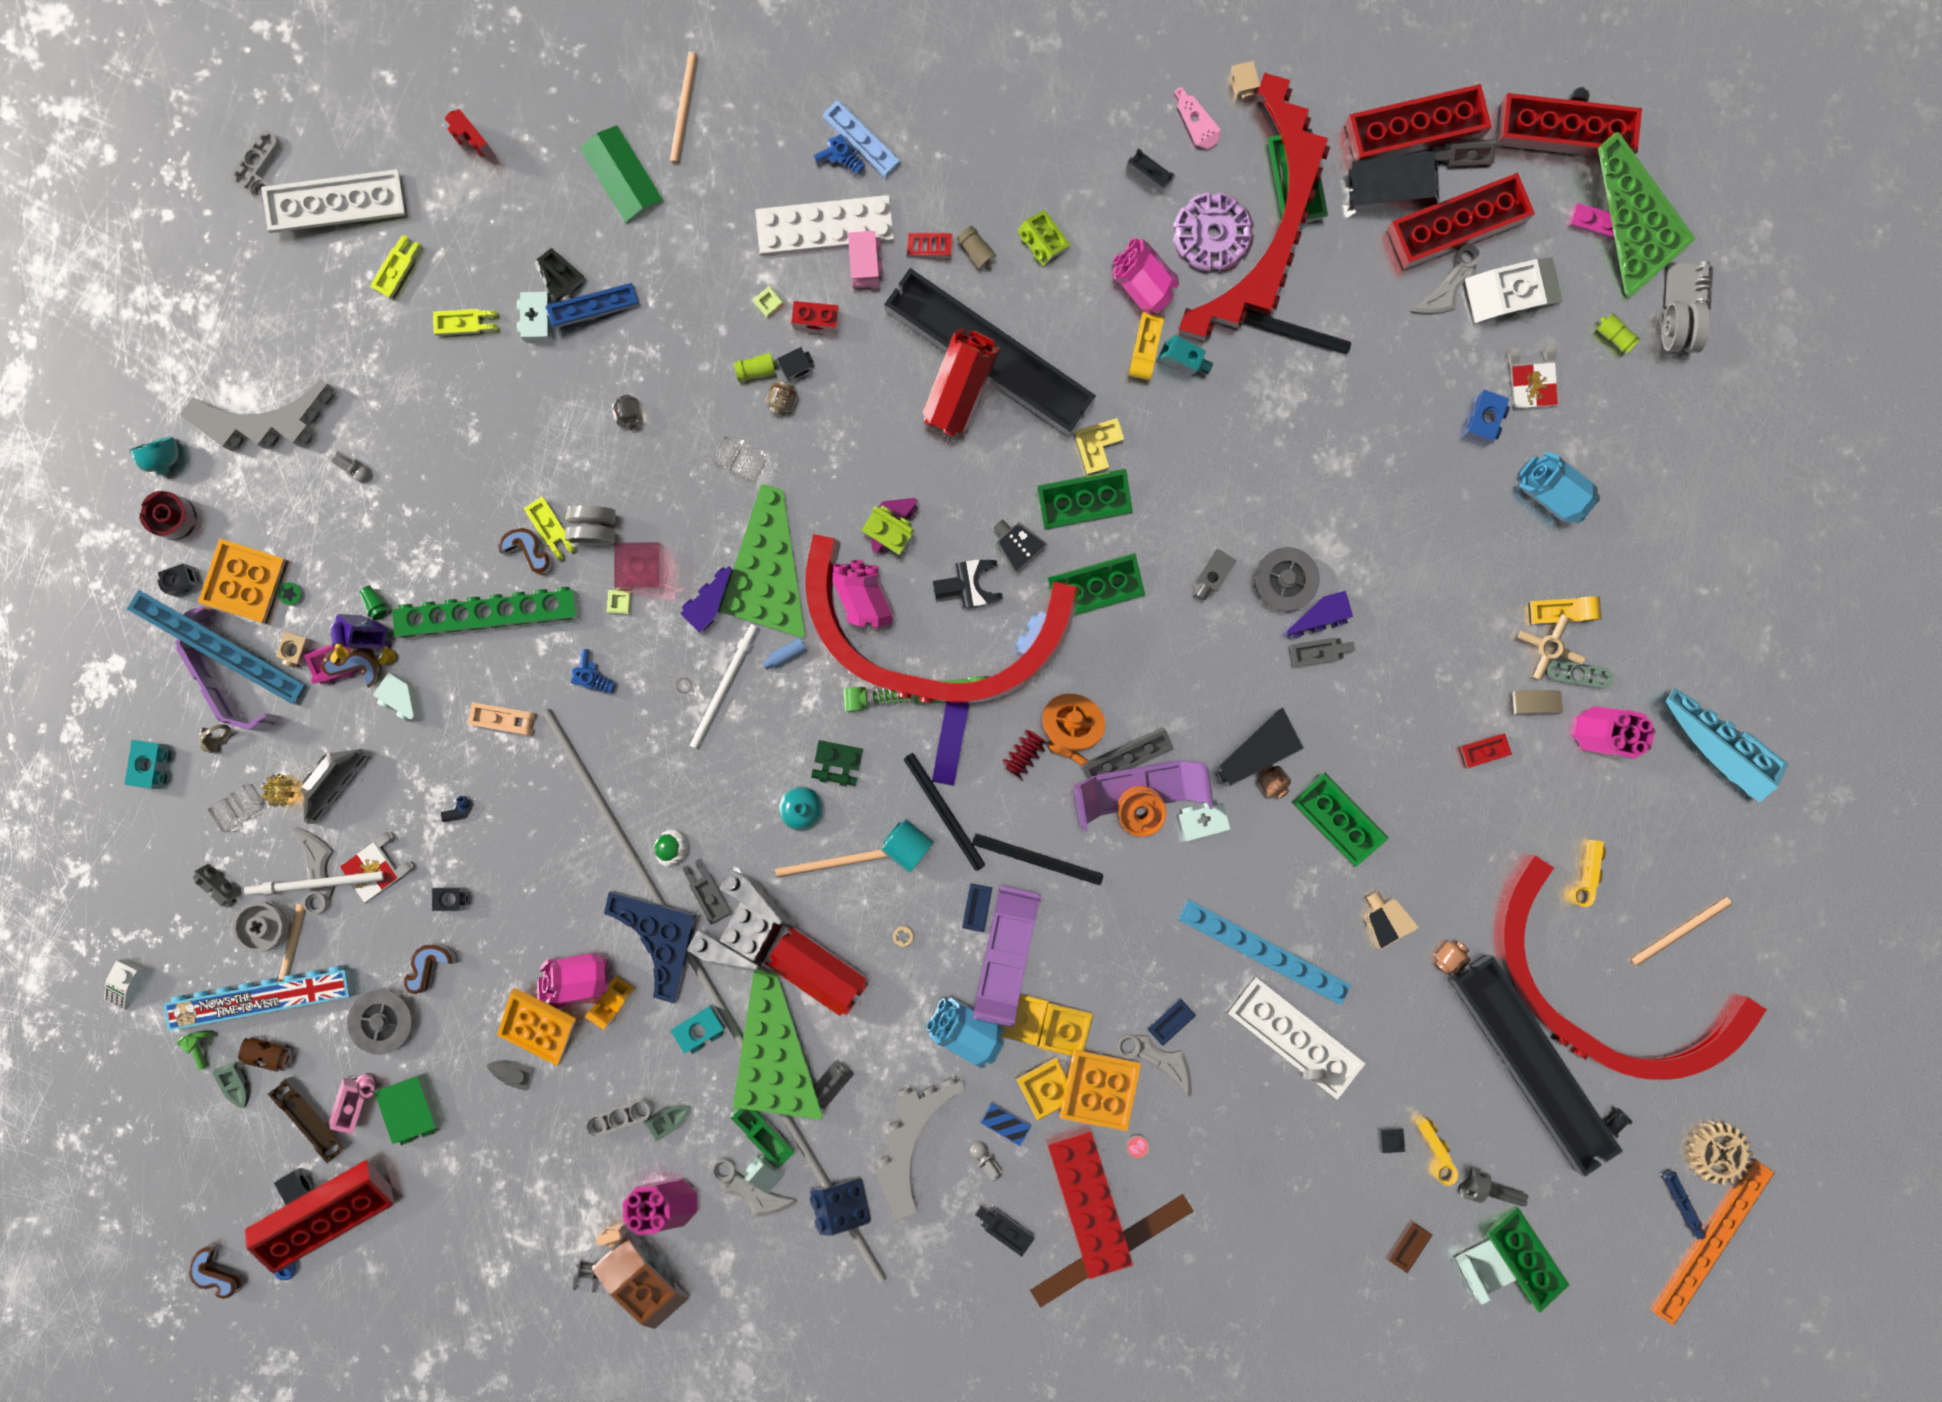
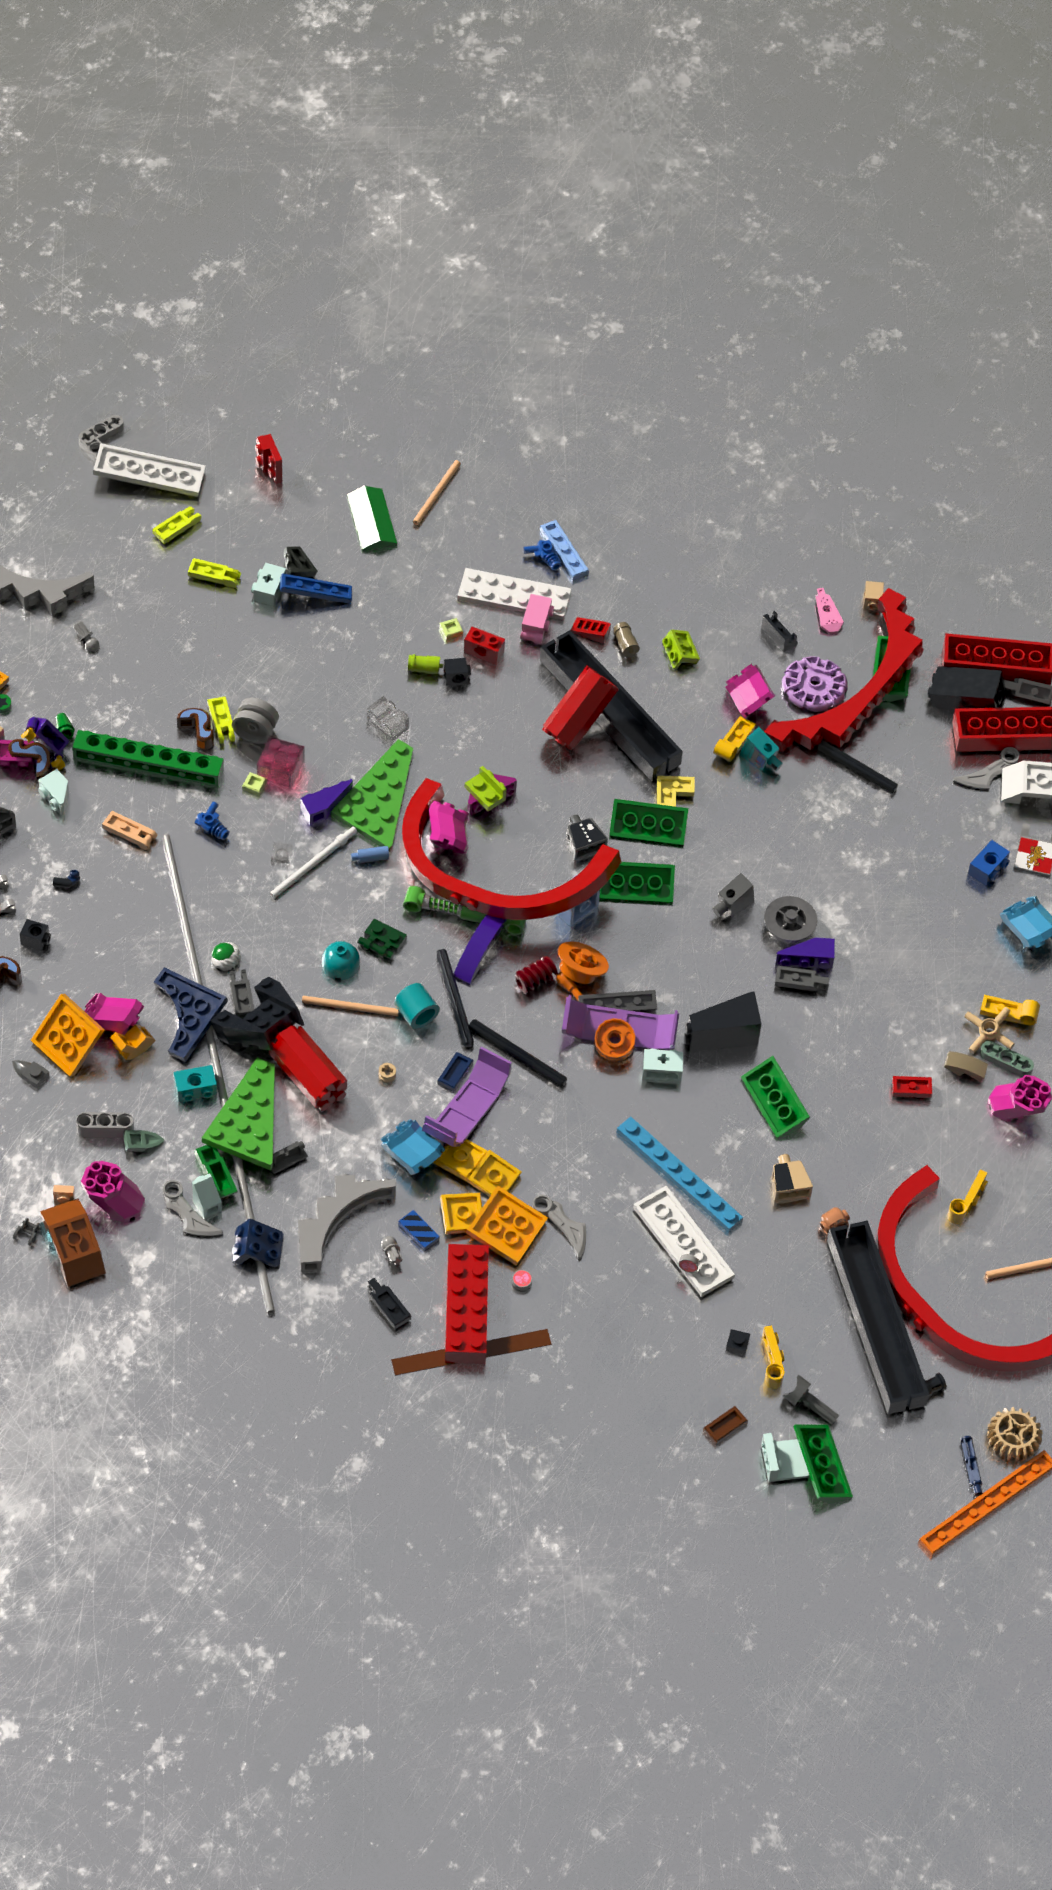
camera: 10 degrees right, 30 degrees down
(627, 412) = (314, 663): clear smoke head -> none
(781, 397) = (437, 688): dark tan head -> none
(966, 585) = (534, 851): black connector -> none
(1171, 1022) = (584, 1200): dark blue tile -> none
(1274, 782) = (730, 1053): nougat head -> none

